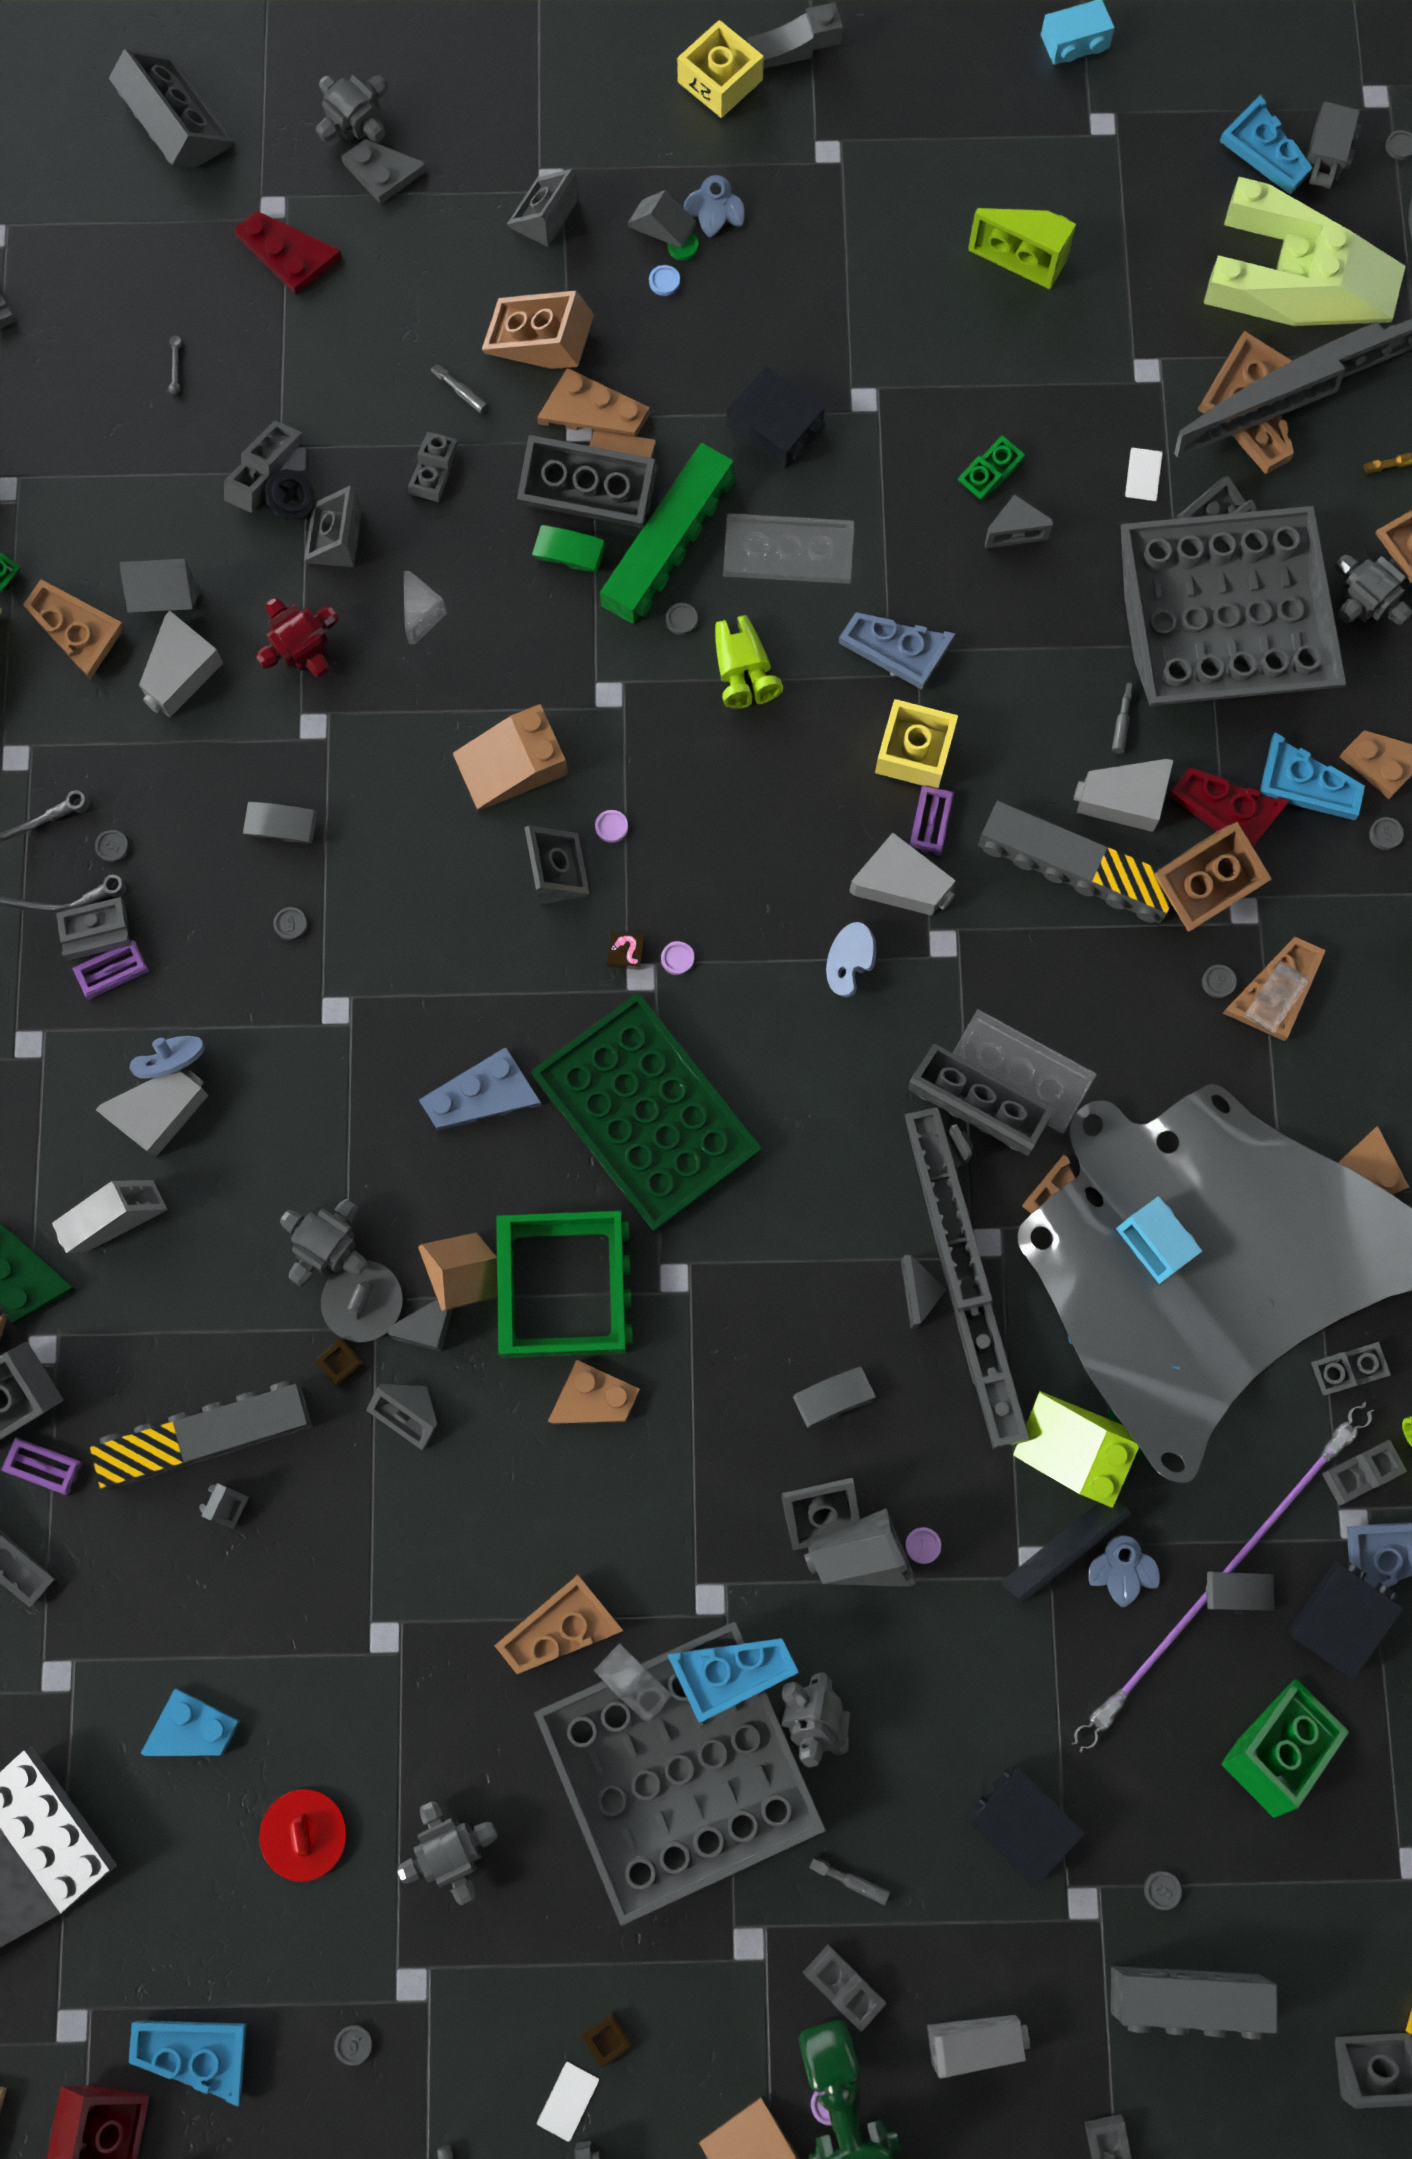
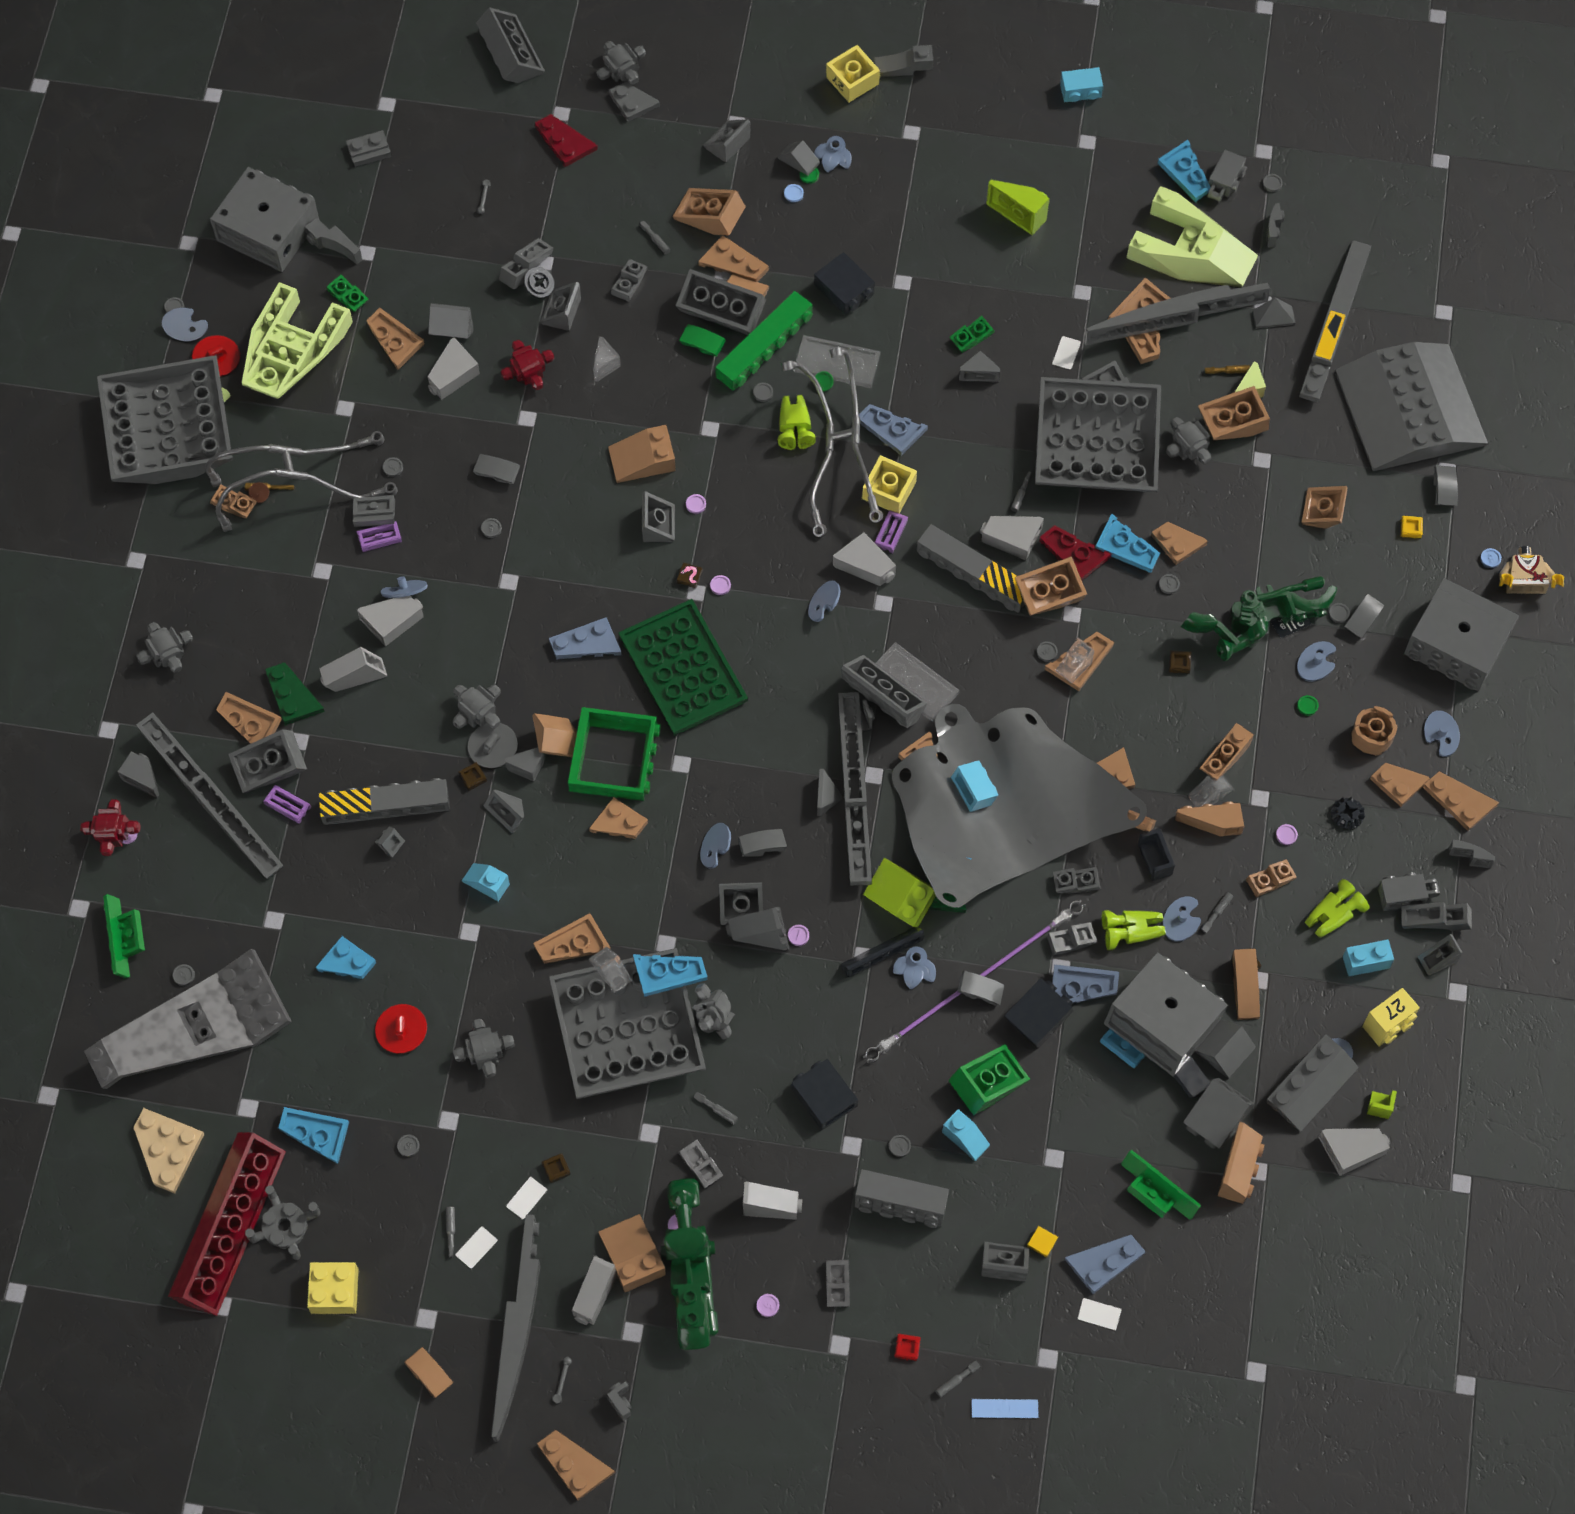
camera: 10 degrees right, 10 degrees down
(395, 1545) = (487, 880): none -> medium azure slope
(758, 1406) = (716, 841): none -> sand blue piece
(774, 585) = (825, 380): none -> green piece
(806, 678) = (854, 432): none -> flat silver bar
(1267, 1855) = (965, 1135): none -> medium azure slope

